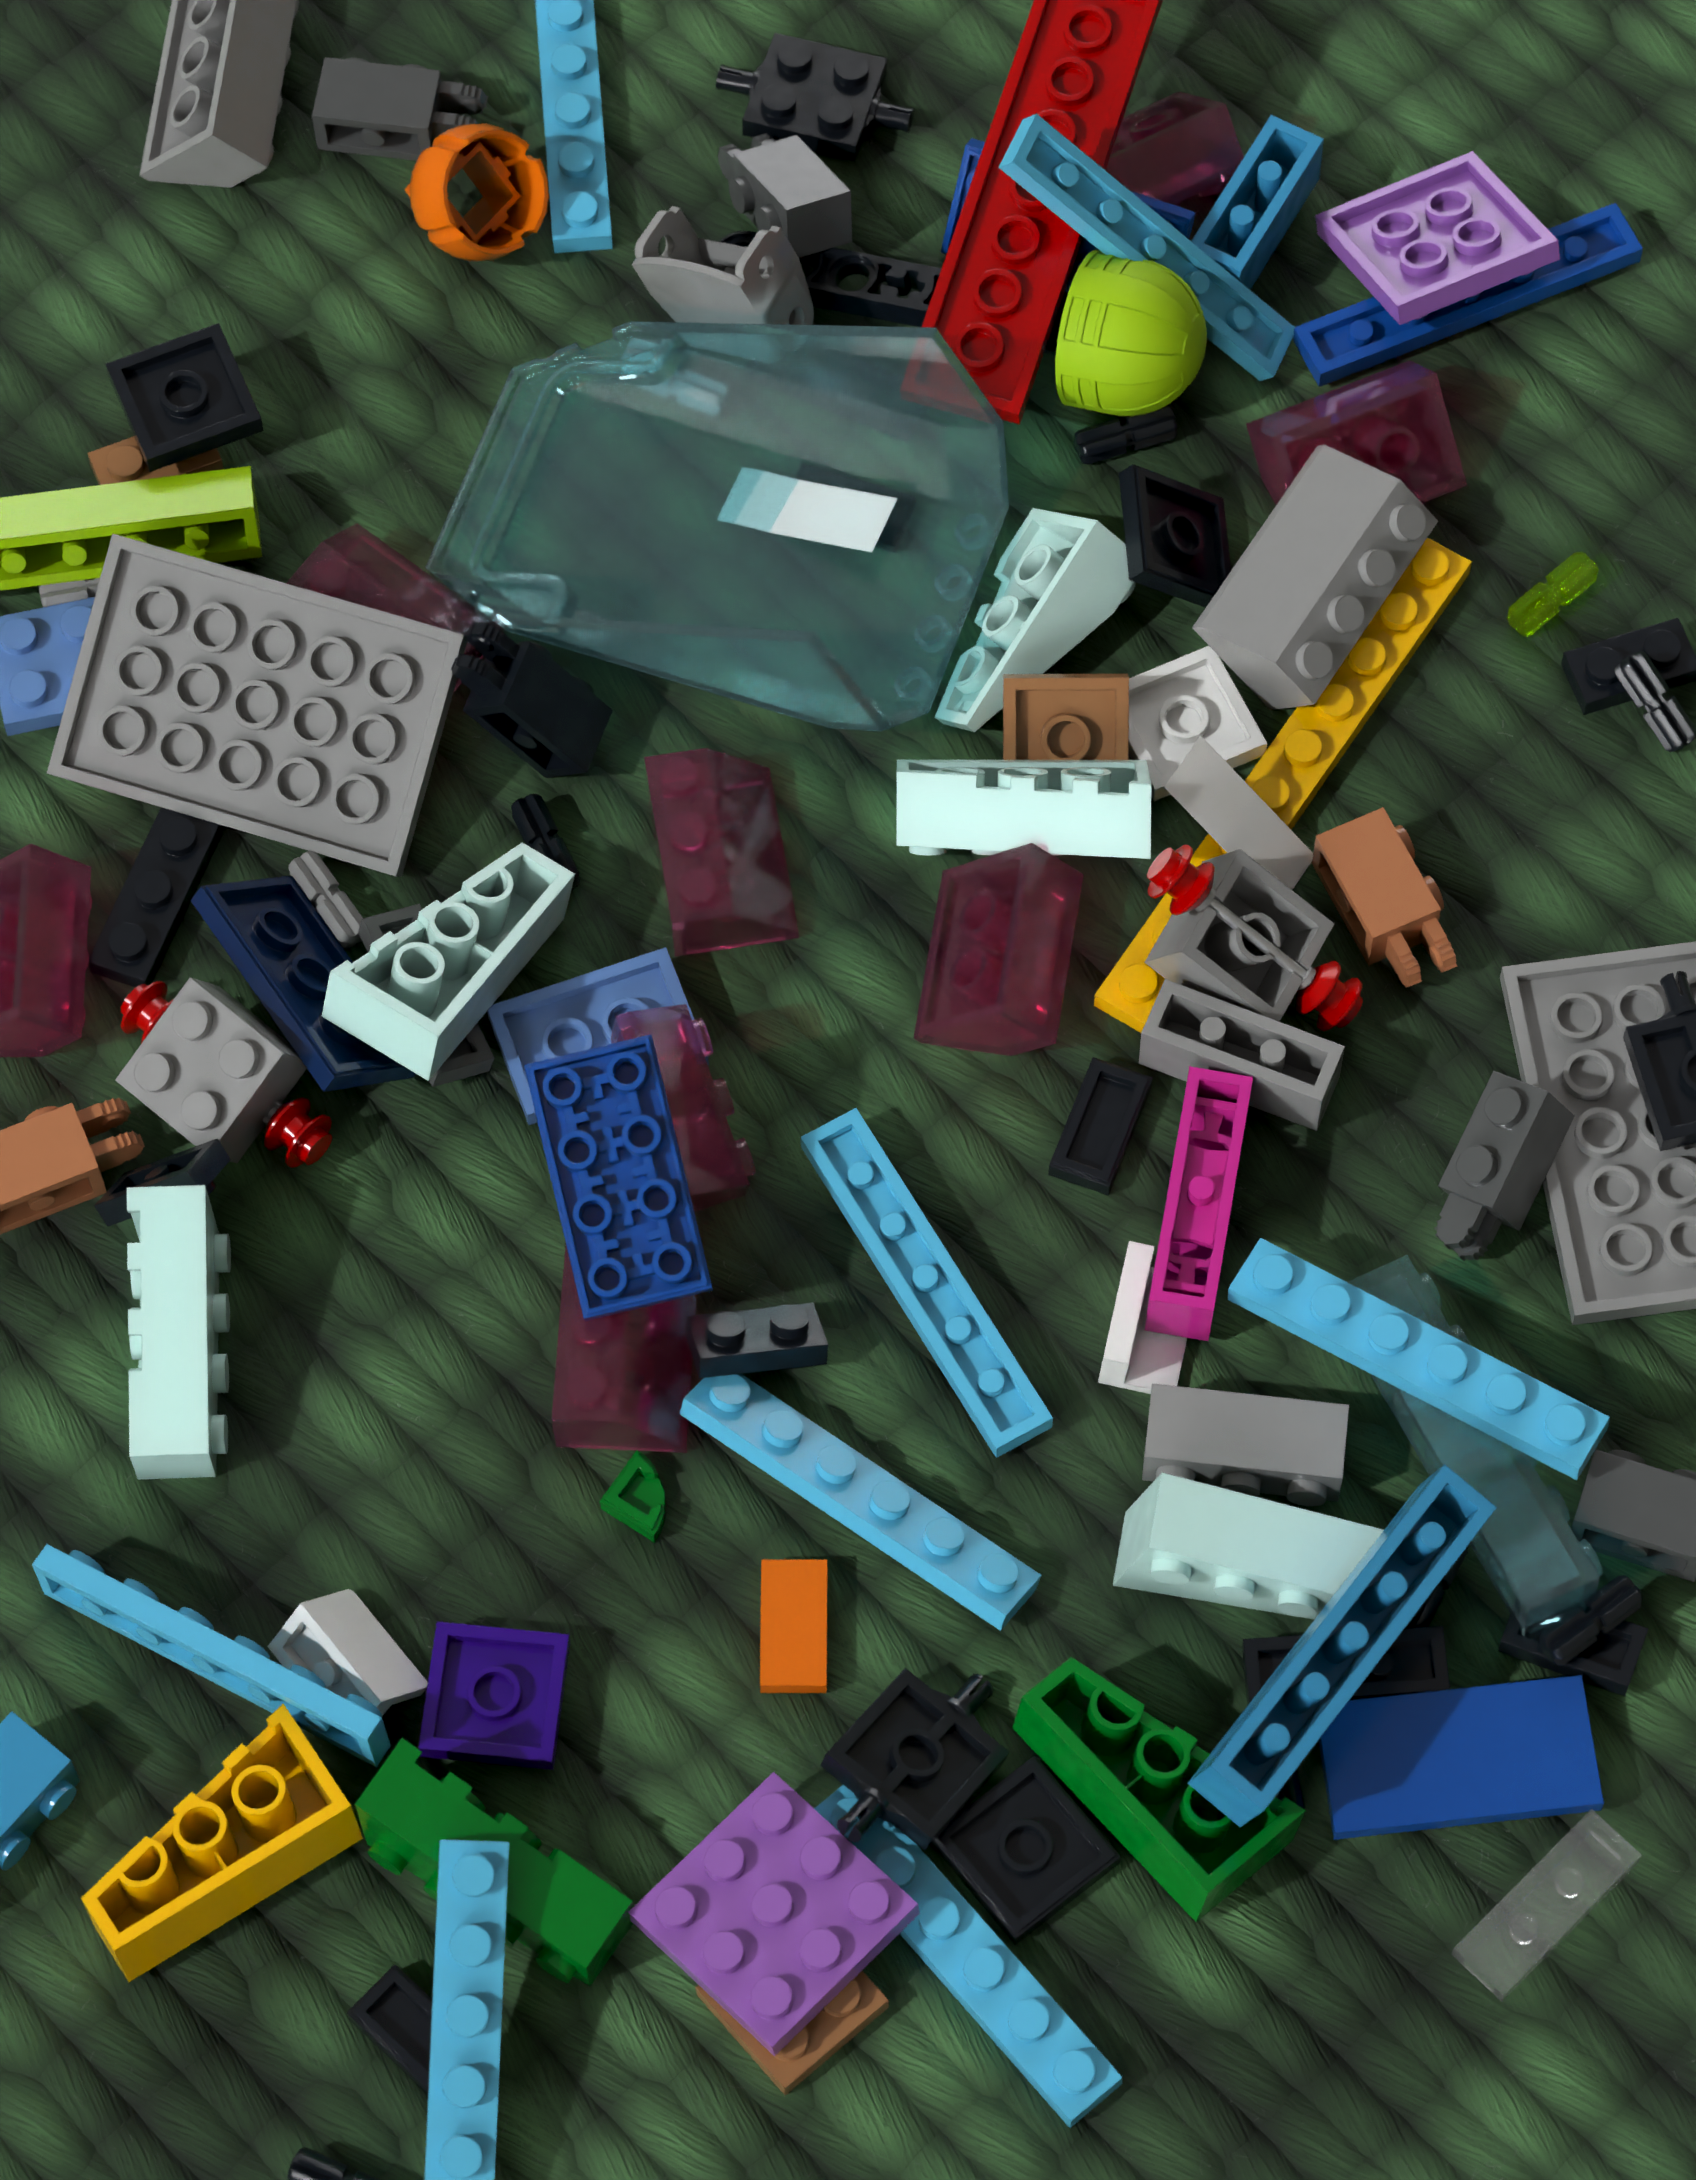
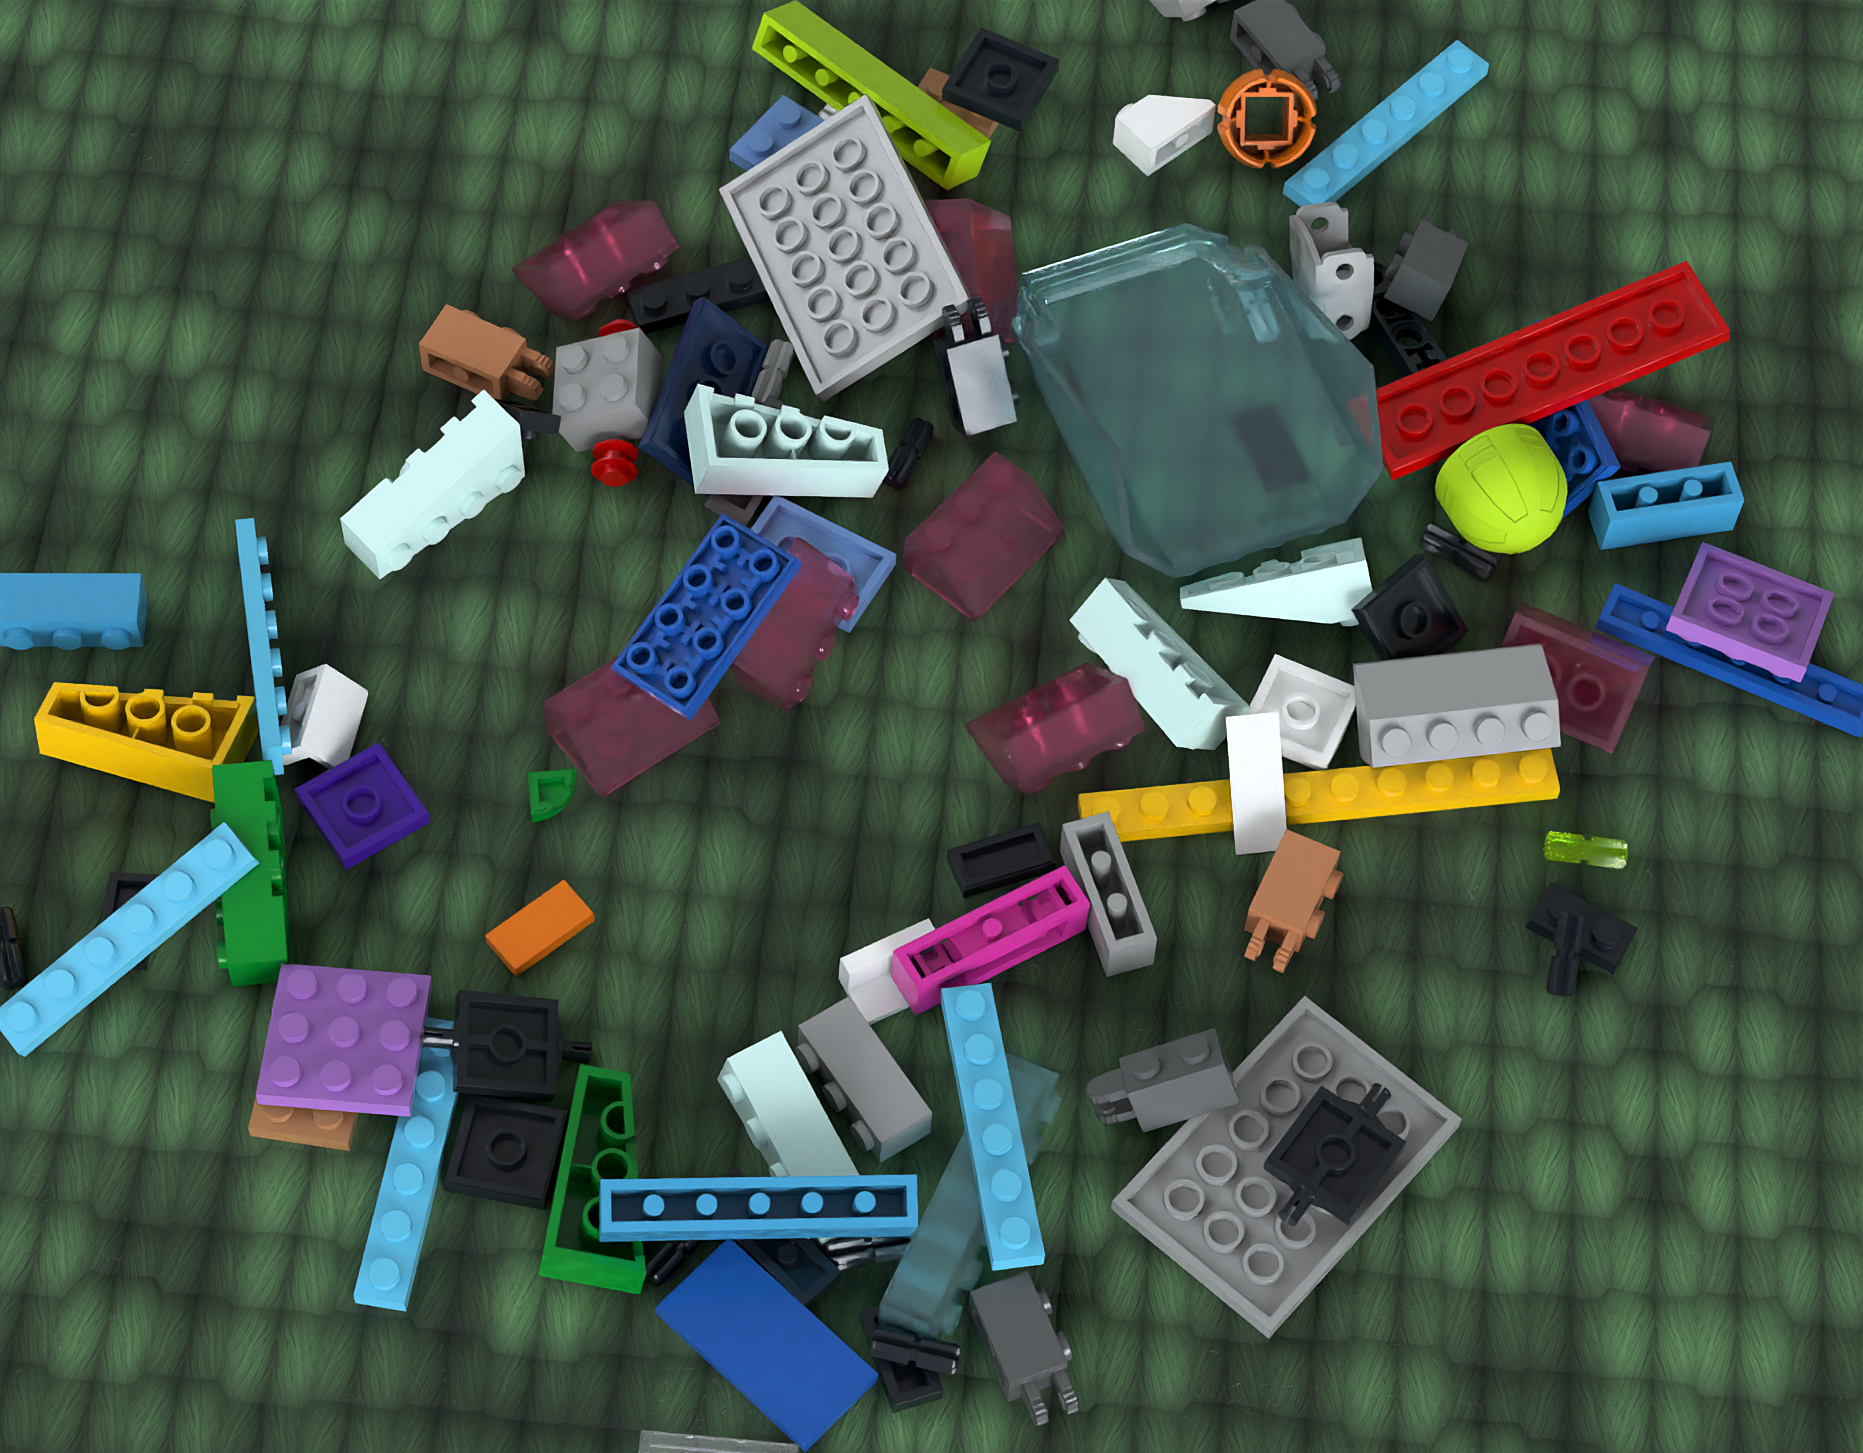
camera: 45 degrees right, 5 degrees down
(378, 301) = (1161, 129): none -> white slope
(756, 1340) = (695, 776): black plate -> none
(815, 93) = (1512, 241): black plate -> none
(834, 516) = (1251, 441): white sticker -> none
(862, 1496) = (650, 903): medium azure plate -> none
(926, 1283) = (812, 840): medium azure plate -> none
(1065, 716) = (1233, 643): medium nougat plate -> none
(1128, 228) = (1564, 435): medium azure plate -> none
(1246, 939) = (1177, 838): light grey brick -> none

